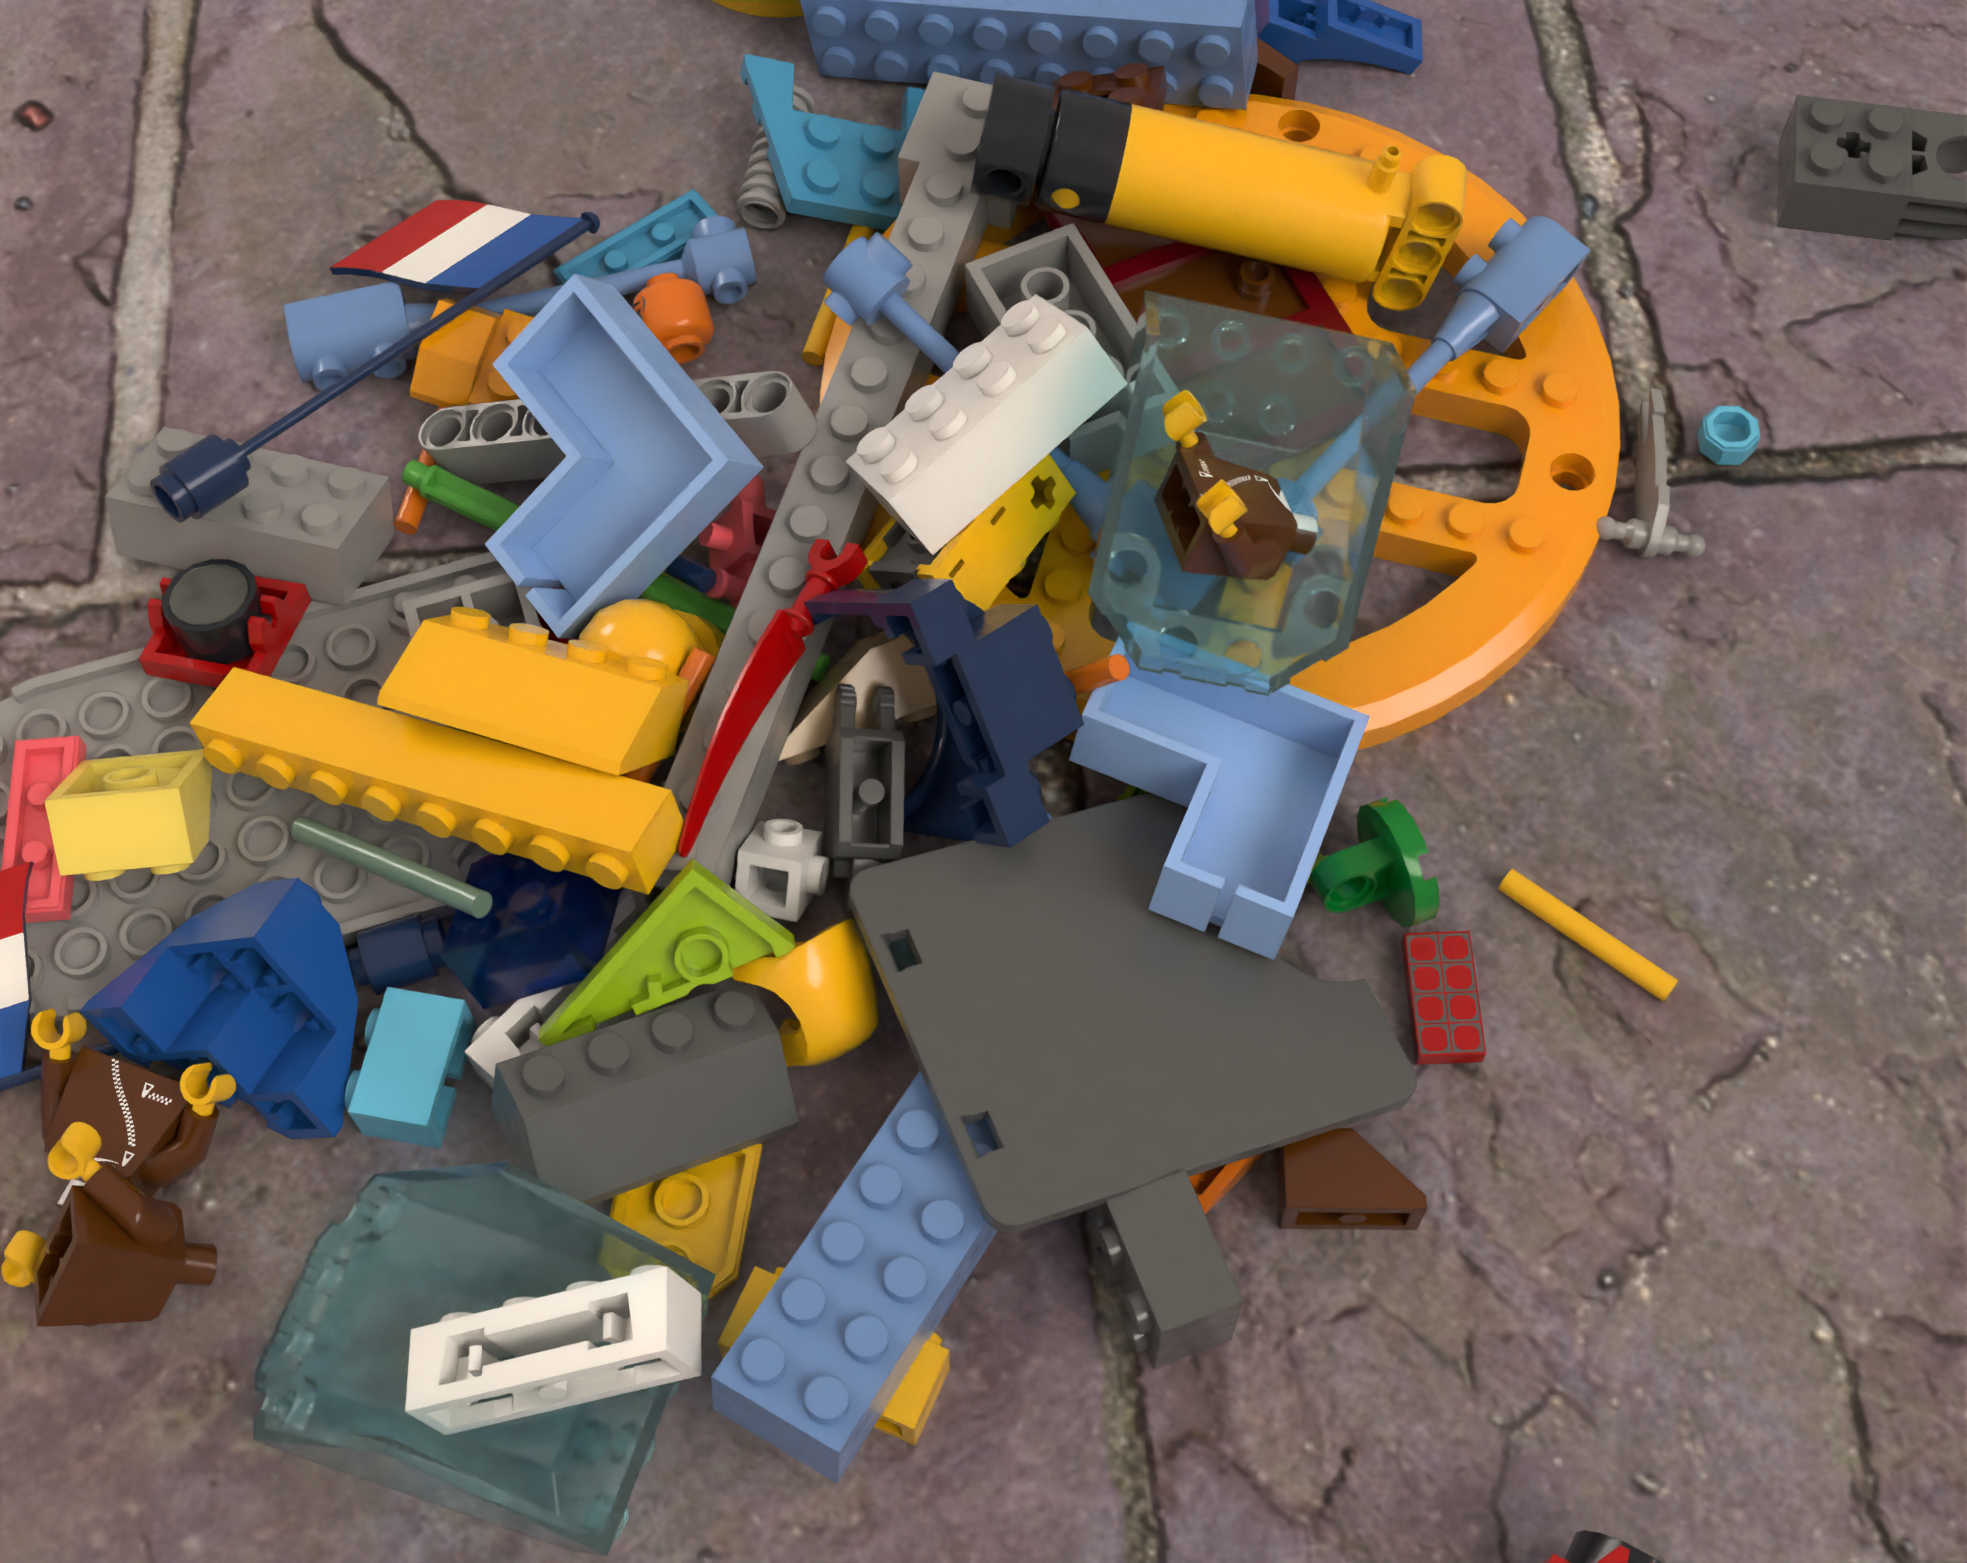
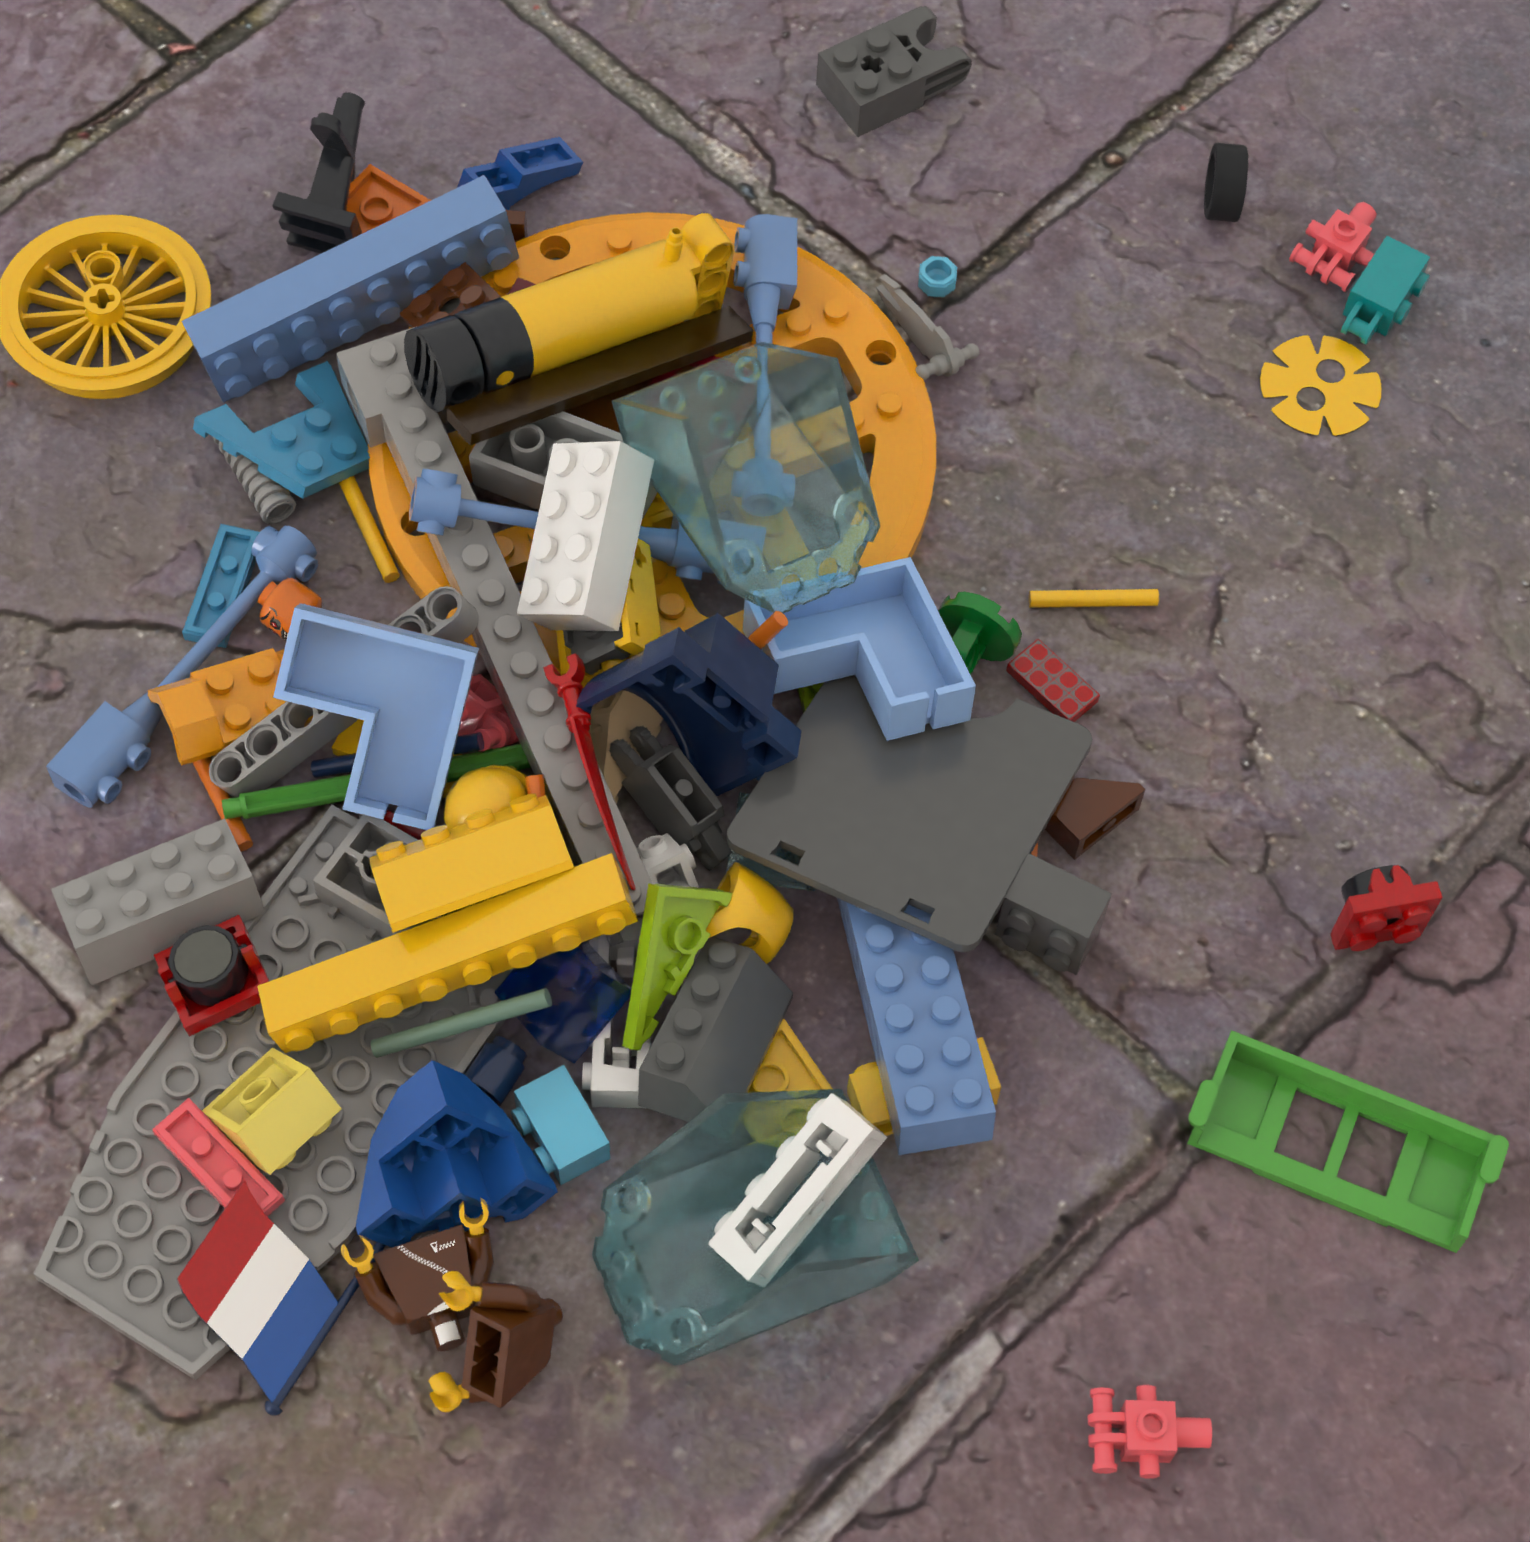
camera: 45 degrees left, 0 degrees up
(438, 249) = (115, 662): flag -> none
(1190, 271) = (598, 375): none -> dark brown tile
(1220, 512) = (760, 496): reddish brown torso -> none

